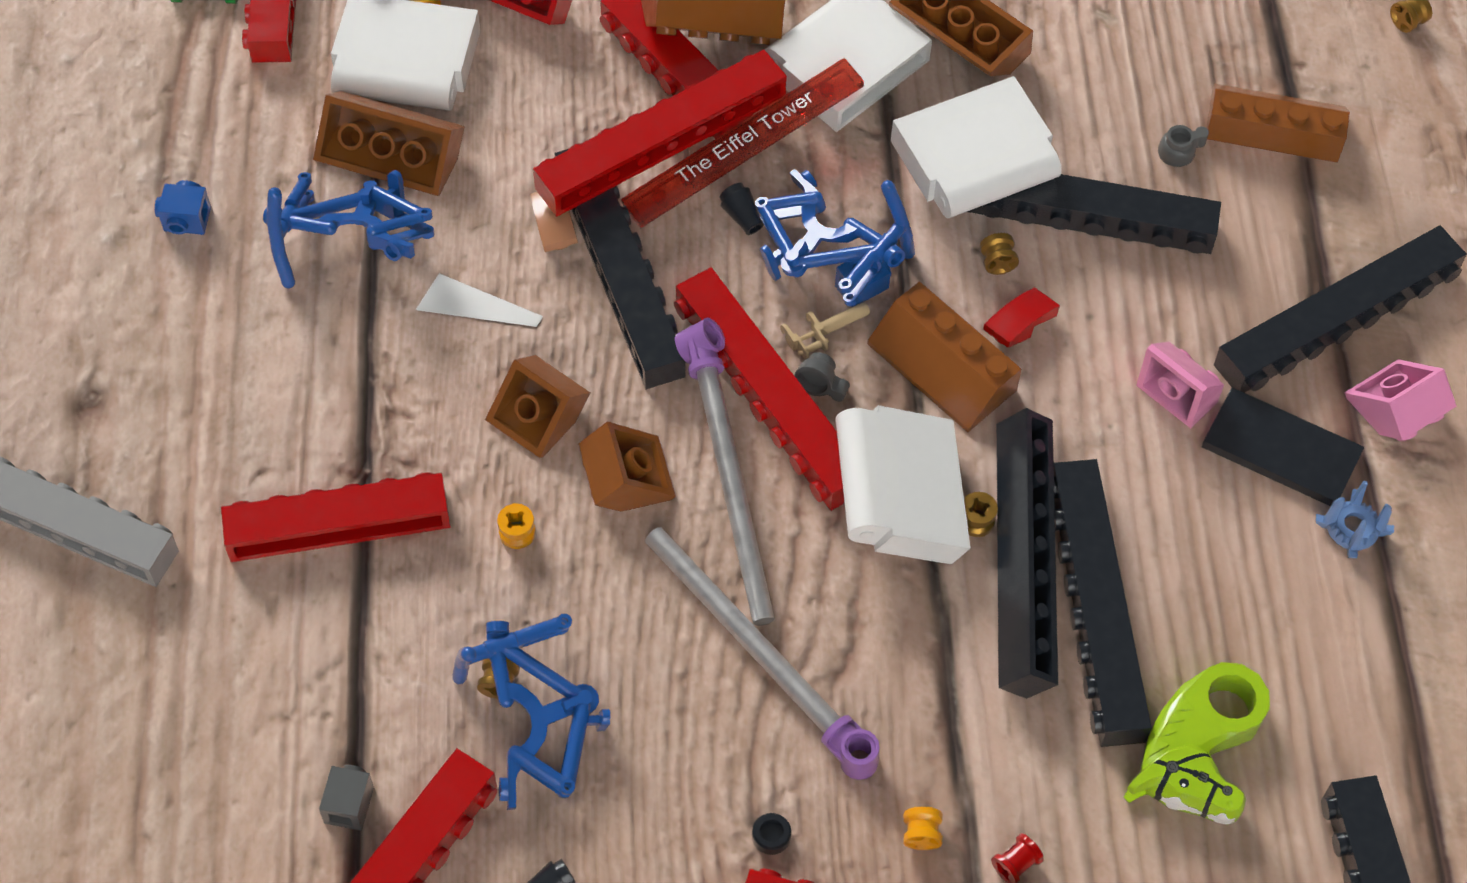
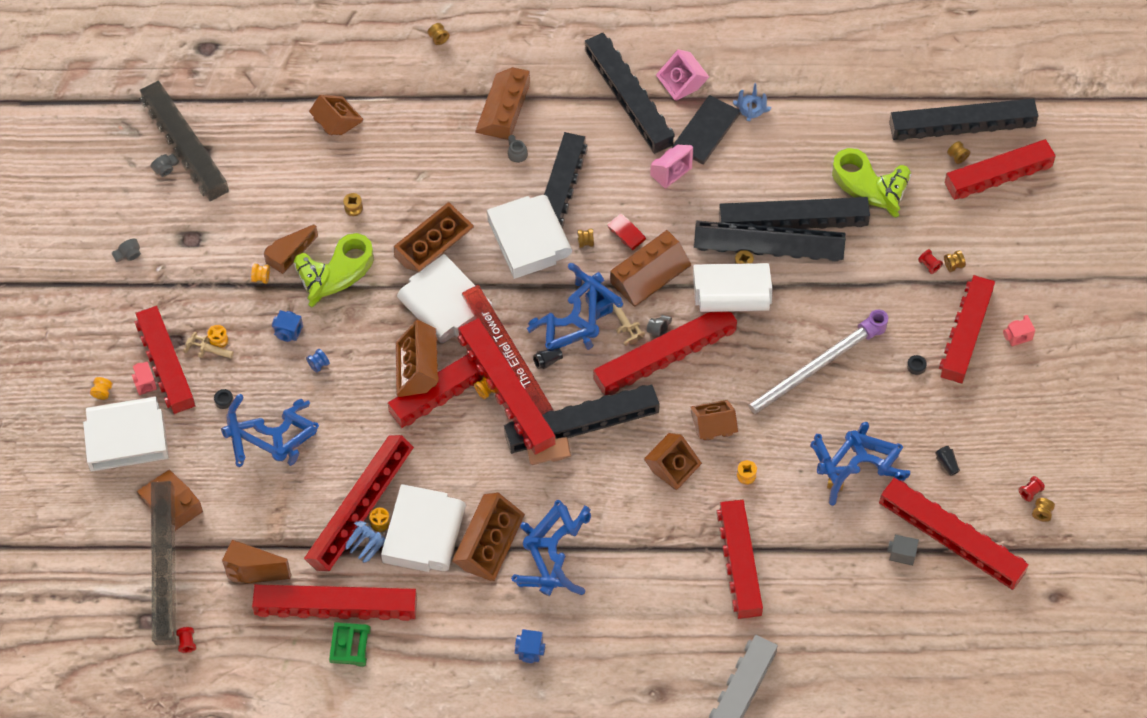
camera: 85 degrees left, 0 degrees up
(462, 300) = (600, 494): white sticker -> none
(699, 348) = (647, 373): flat silver piece -> none
(922, 828) = (915, 298): light orange wheel -> none

